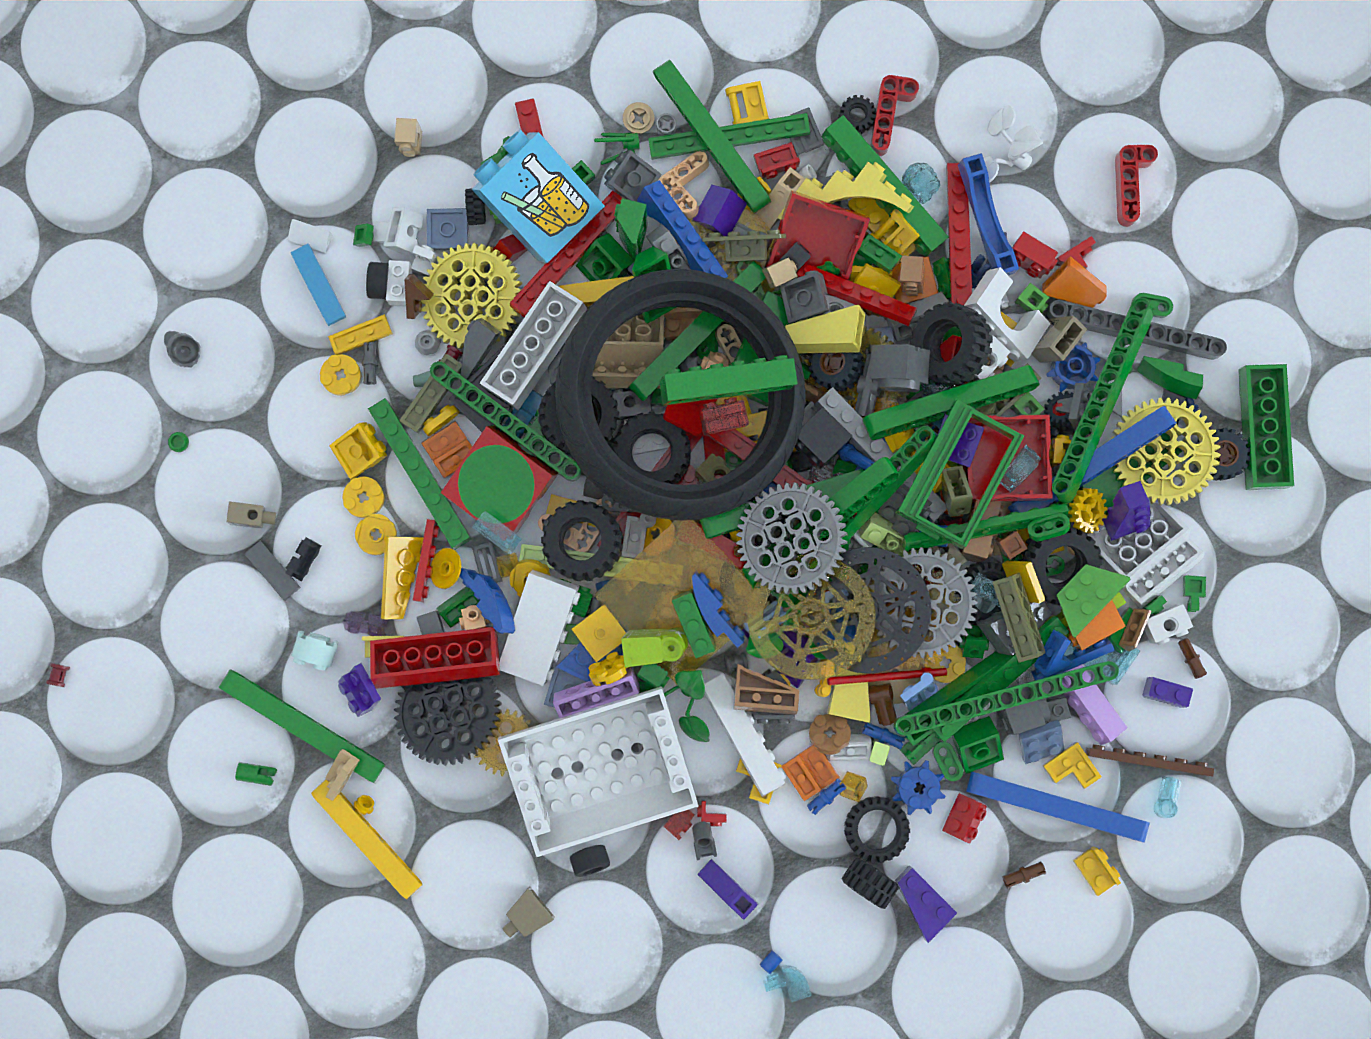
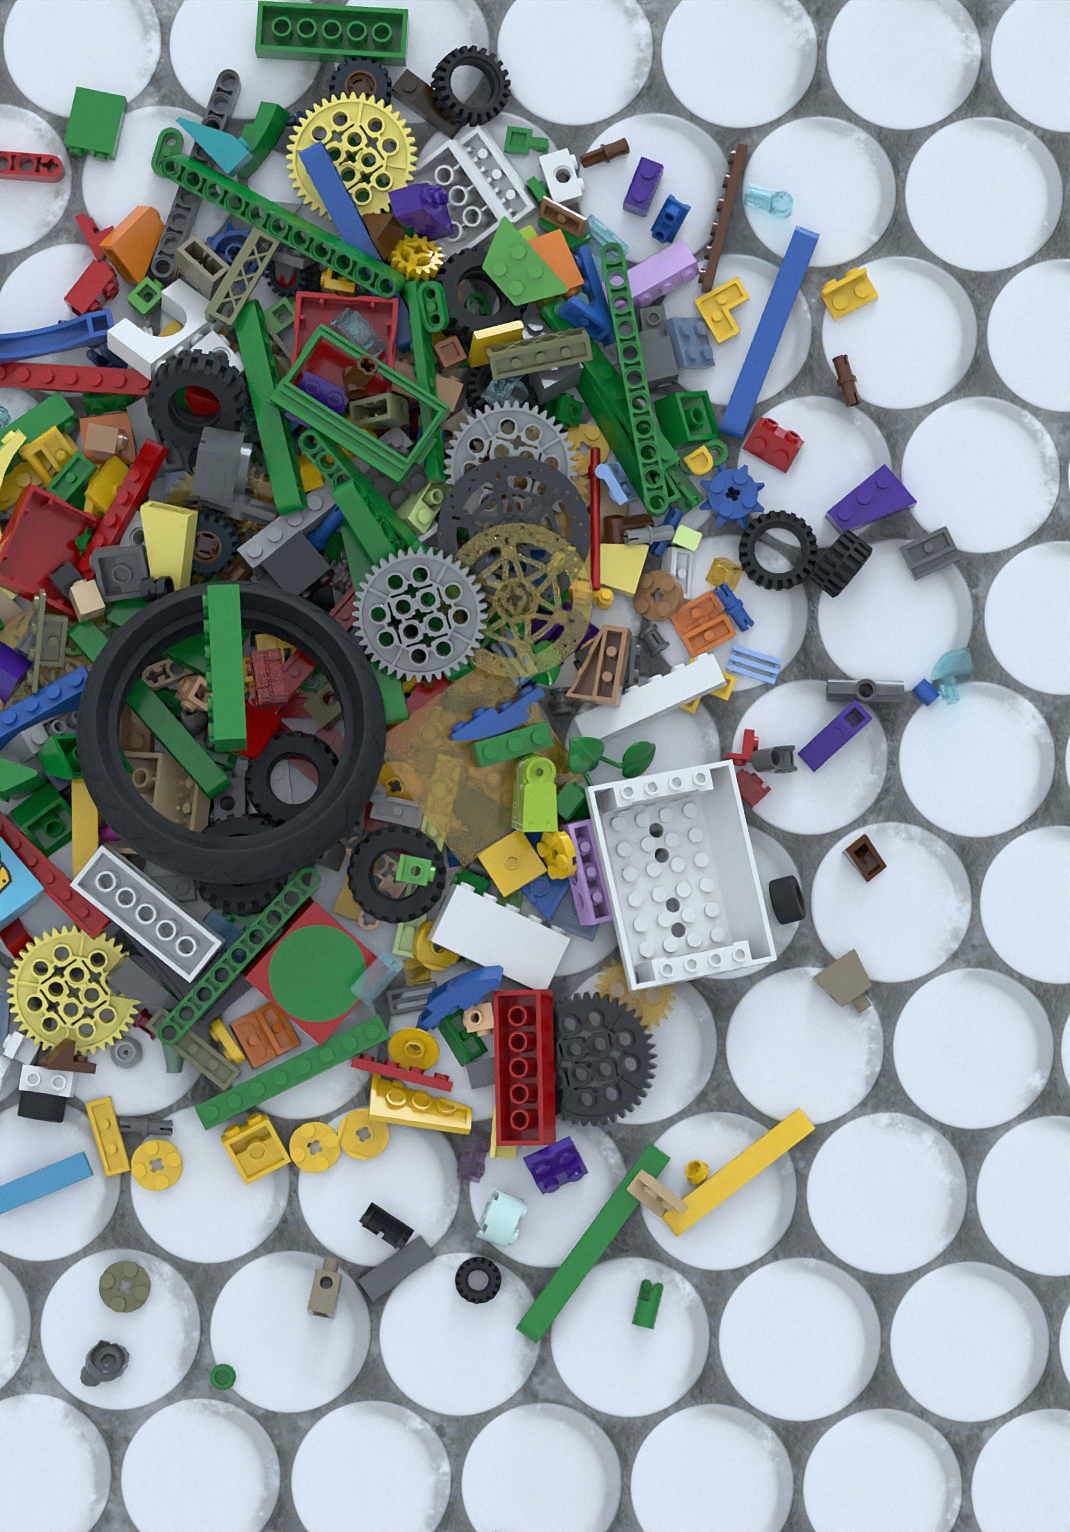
camera: 85 degrees left, 0 degrees up
(233, 354) = (110, 1282): none -> olive plate
(255, 629) = (489, 1291): none -> black tyre
(583, 545) = (405, 866): none -> bright green brick
(630, 921) = (864, 858): none -> reddish brown slope
(767, 925) = (847, 691): none -> dark grey piece
(769, 831) = (777, 662): none -> light blue tile
(792, 323) = (153, 589): none -> black wheel
(793, 733) = (653, 640): none -> dark grey bush
(878, 721) = (648, 534): none -> light grey axle
(887, 956) = (930, 553): none -> dark grey plate
(943, 758) = (699, 461): none -> yellow tile
(983, 470) = (358, 376): none -> reddish brown piece
(1057, 366) = (237, 274): none -> olive fence
(1106, 481) = (384, 231): none -> reddish brown slope
(1142, 716) = (669, 220): none -> blue hips
(1160, 348) = (224, 148): none -> teal slope
(1168, 246) = (95, 124): none -> green brick
(1216, 510) = (417, 96): none -> dark brown slope
(1251, 559) = (492, 71): none -> black tyre

